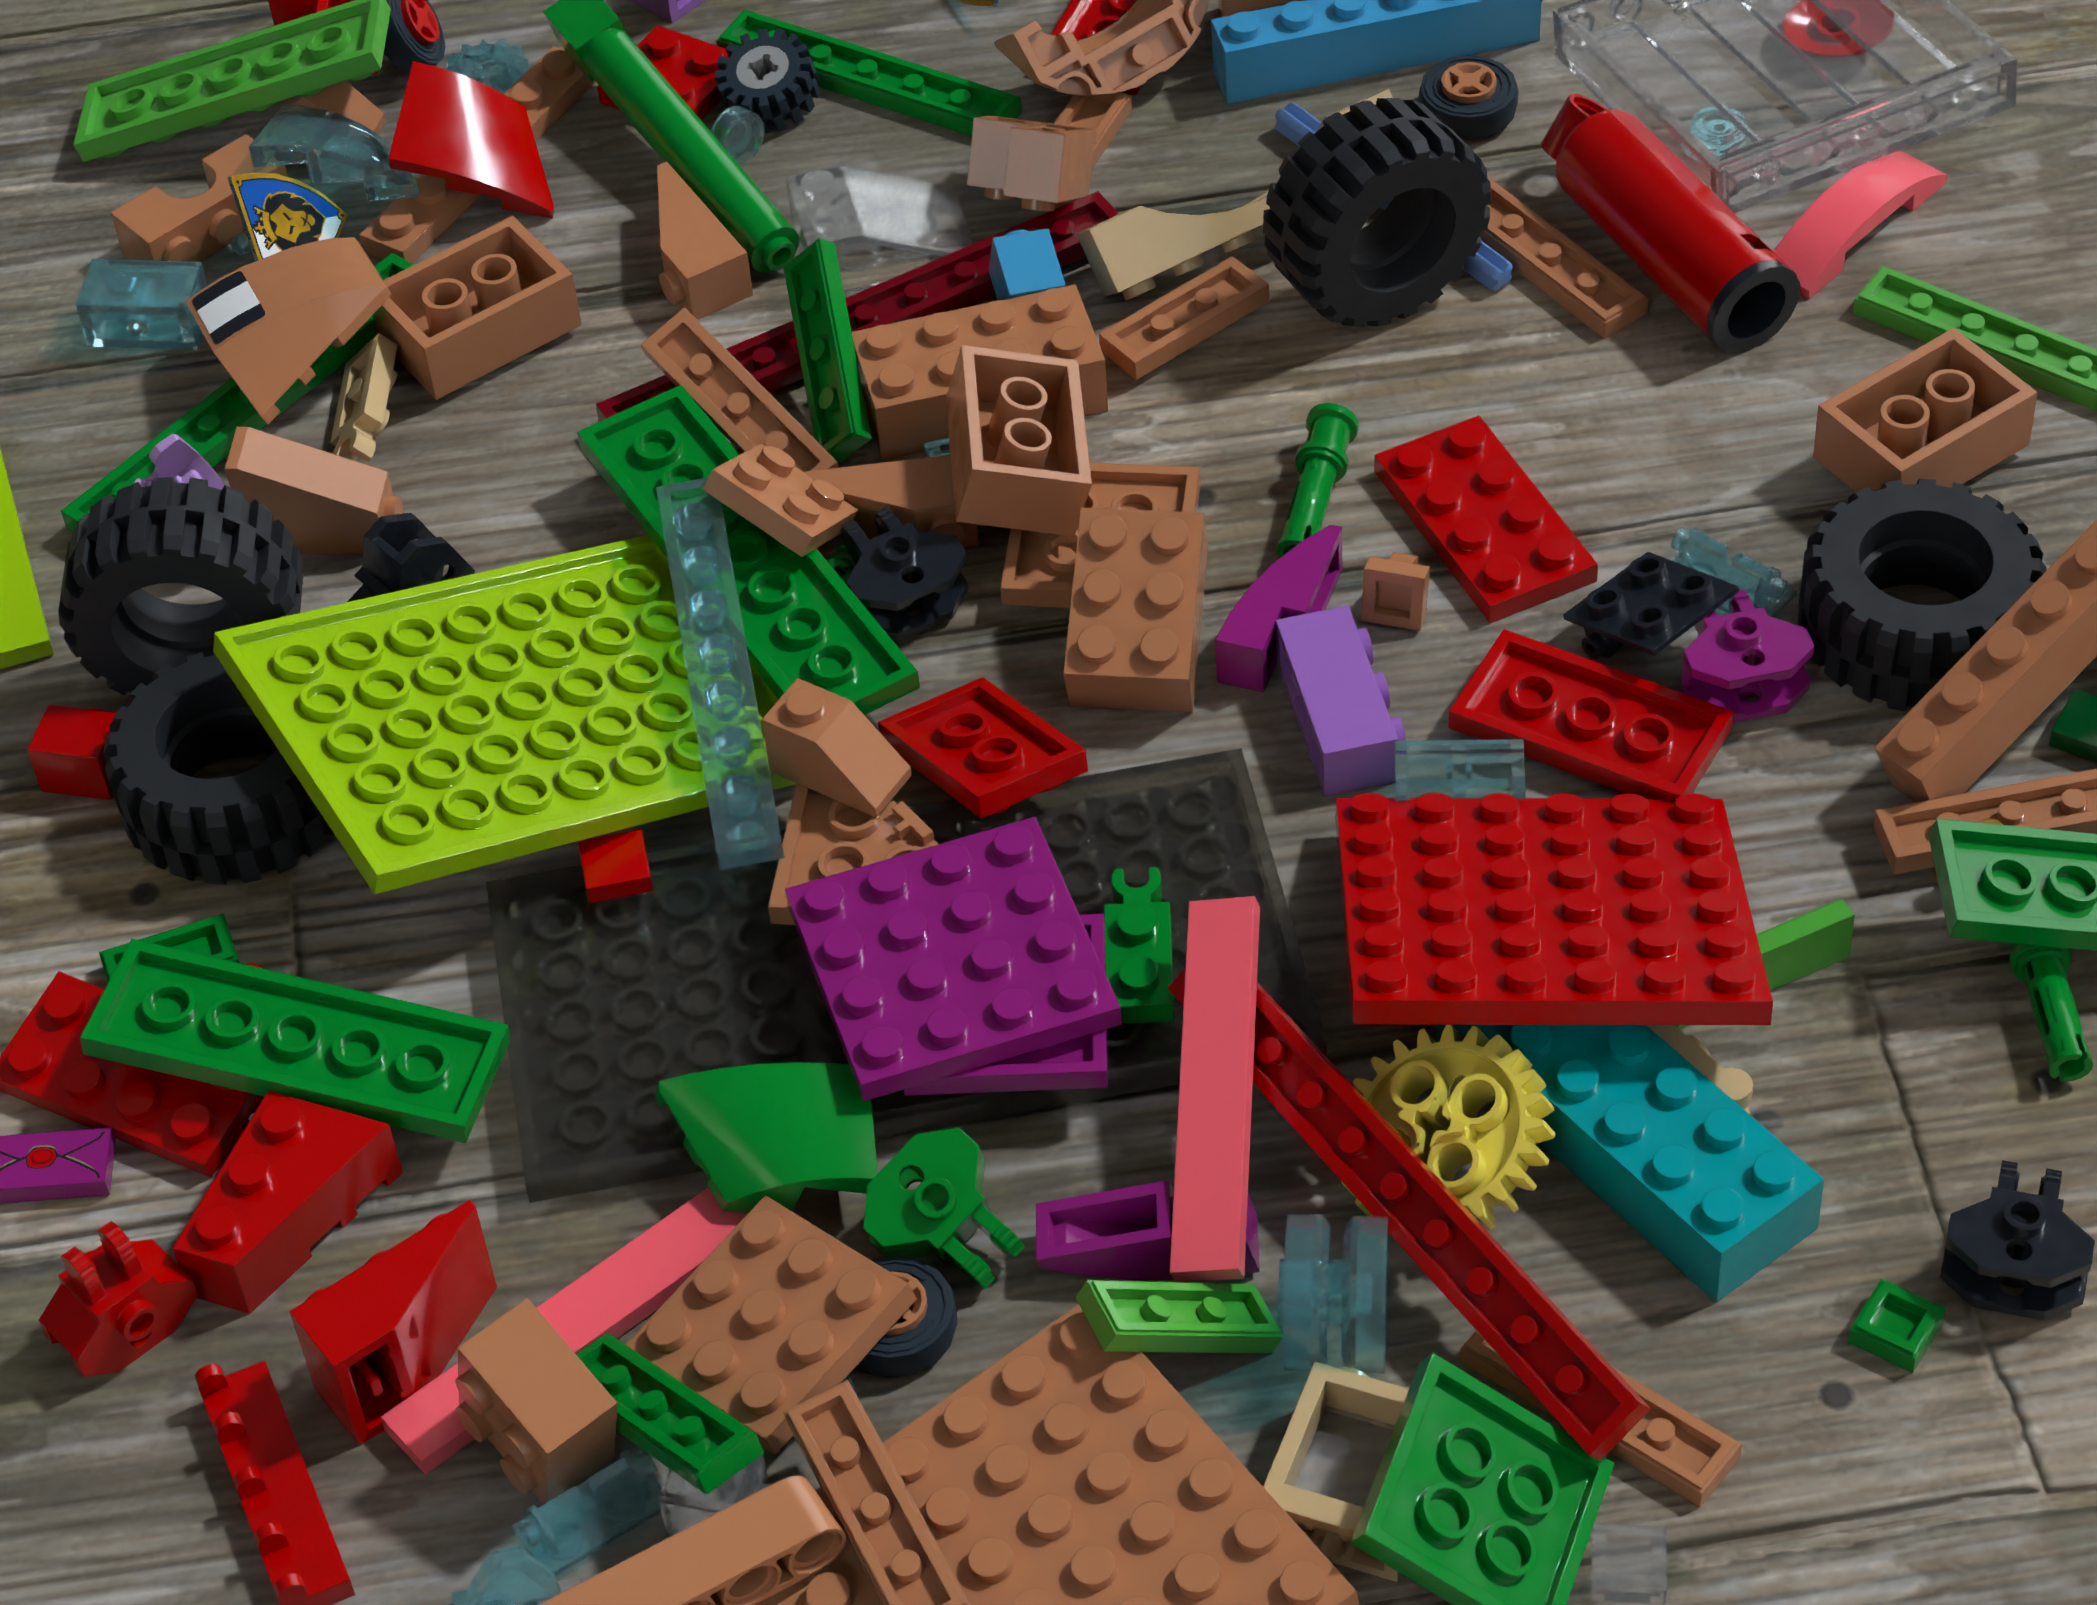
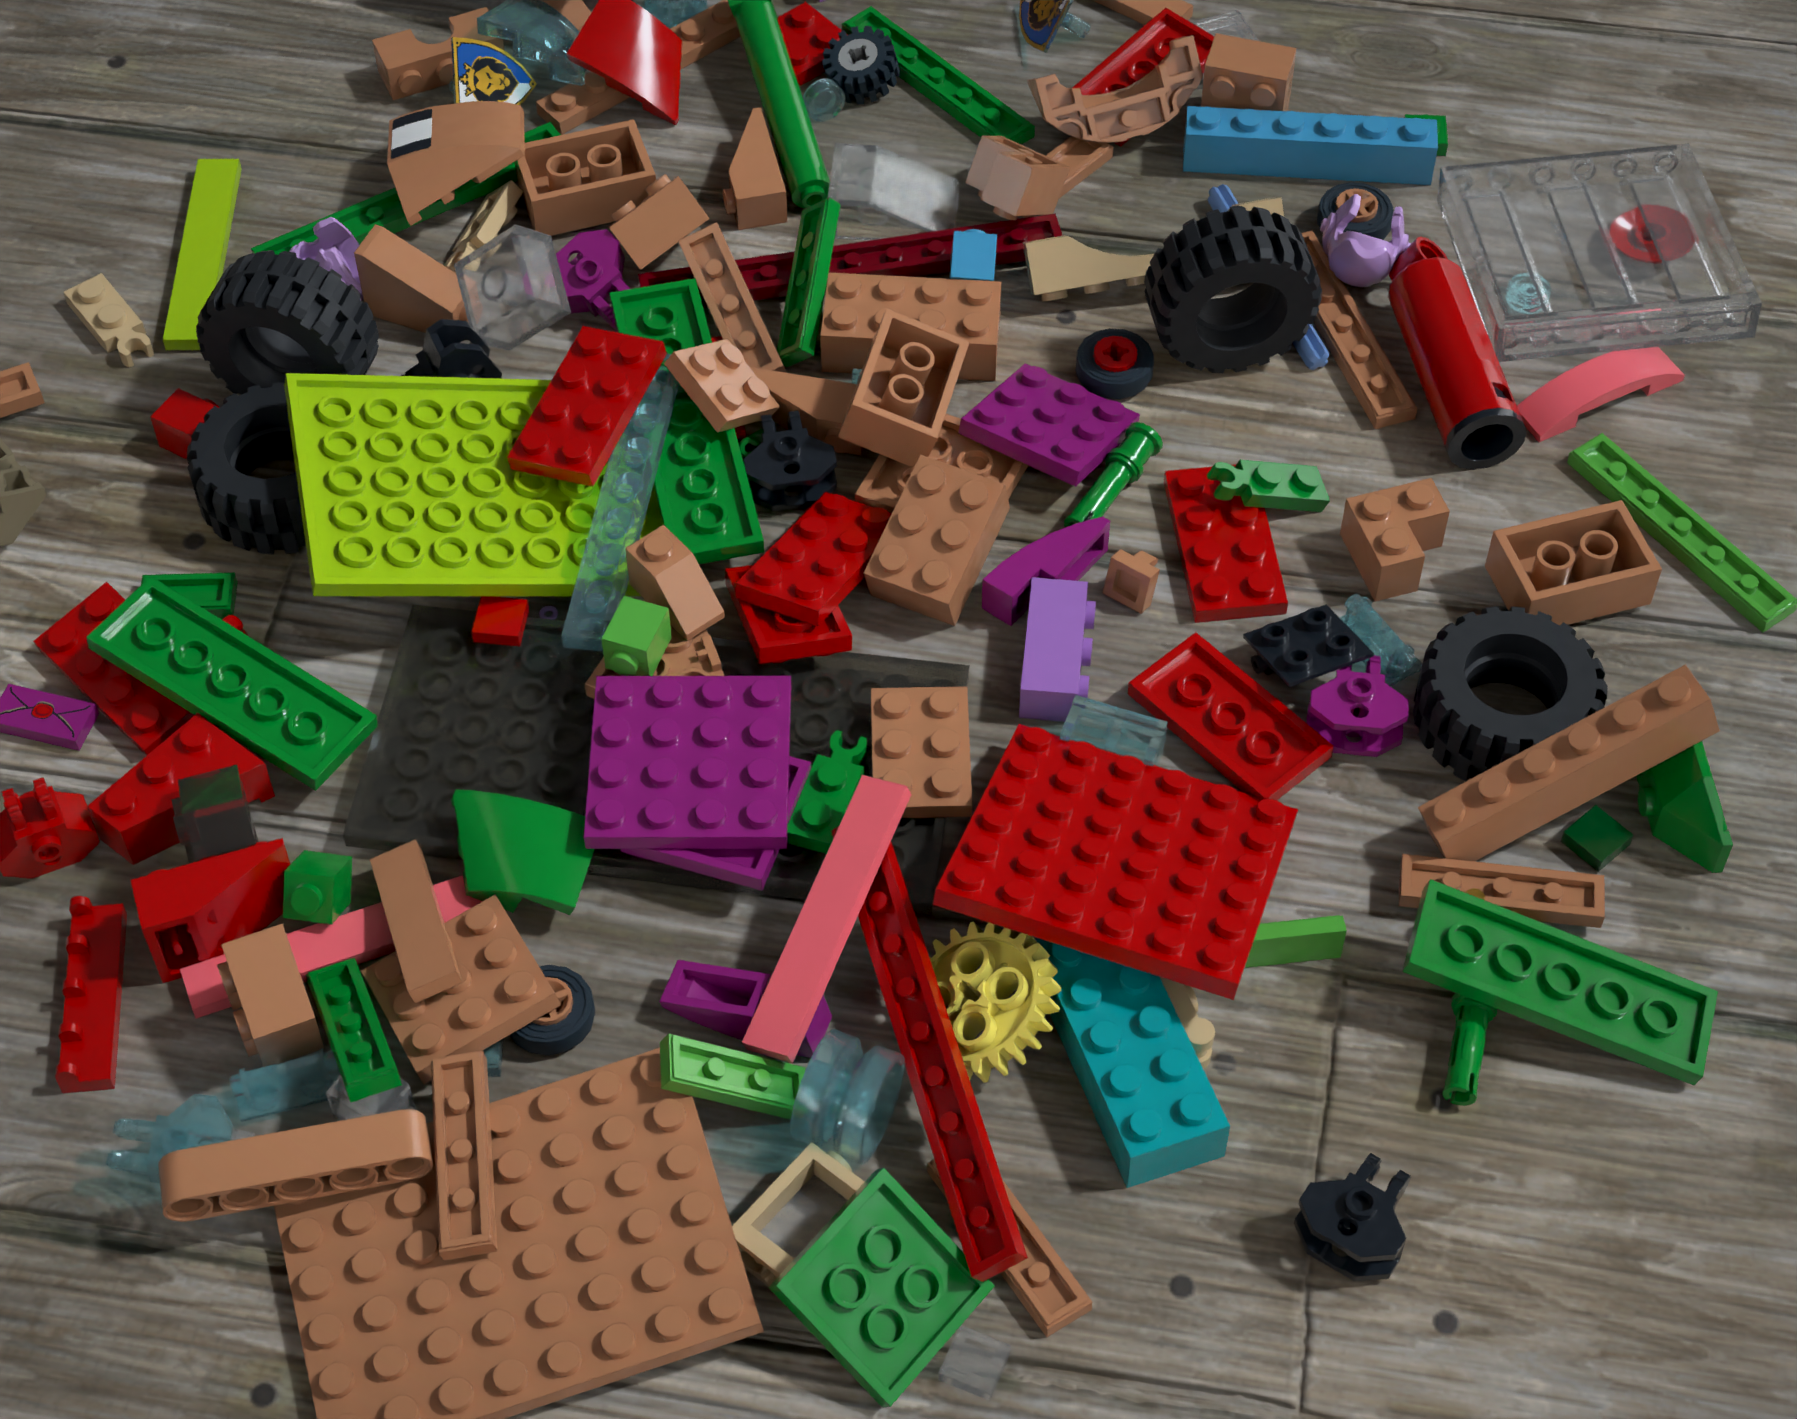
camera: 15 degrees right, 5 degrees up
(140, 304) = (363, 107): clear light blue brick -> none
(359, 1202) = (213, 814): none -> clear smoke brick
(448, 457) = (512, 287): none -> clear brick
(524, 1257) = (317, 887): none -> green brick
(535, 424) = (592, 272): none -> magenta hinge
(601, 326) = (658, 221): none -> nougat brick
(622, 569) = (587, 406): none -> red plate
(663, 839) = (548, 608): none -> lavender piece
(678, 1257) = (415, 921): none -> nougat tile
(816, 827) = (636, 637): none -> bright green brick
(941, 1209) = (607, 944): green hinge -> none
(994, 675) = (816, 560): none -> red plate
(1184, 317) = (1067, 327): nougat plate -> none
(1207, 437) = (1048, 424): none -> magenta plate
(1233, 845) = (925, 745): none -> nougat plate
(1253, 347) = (1114, 363): none -> black wheel
(1502, 137) = (1356, 256): none -> lavender helmet
(1516, 432) = (1271, 485): none -> green plate
(1691, 449) = (1391, 531): none -> nougat brick
(1897, 1325) = (1246, 1249): green tile -> none

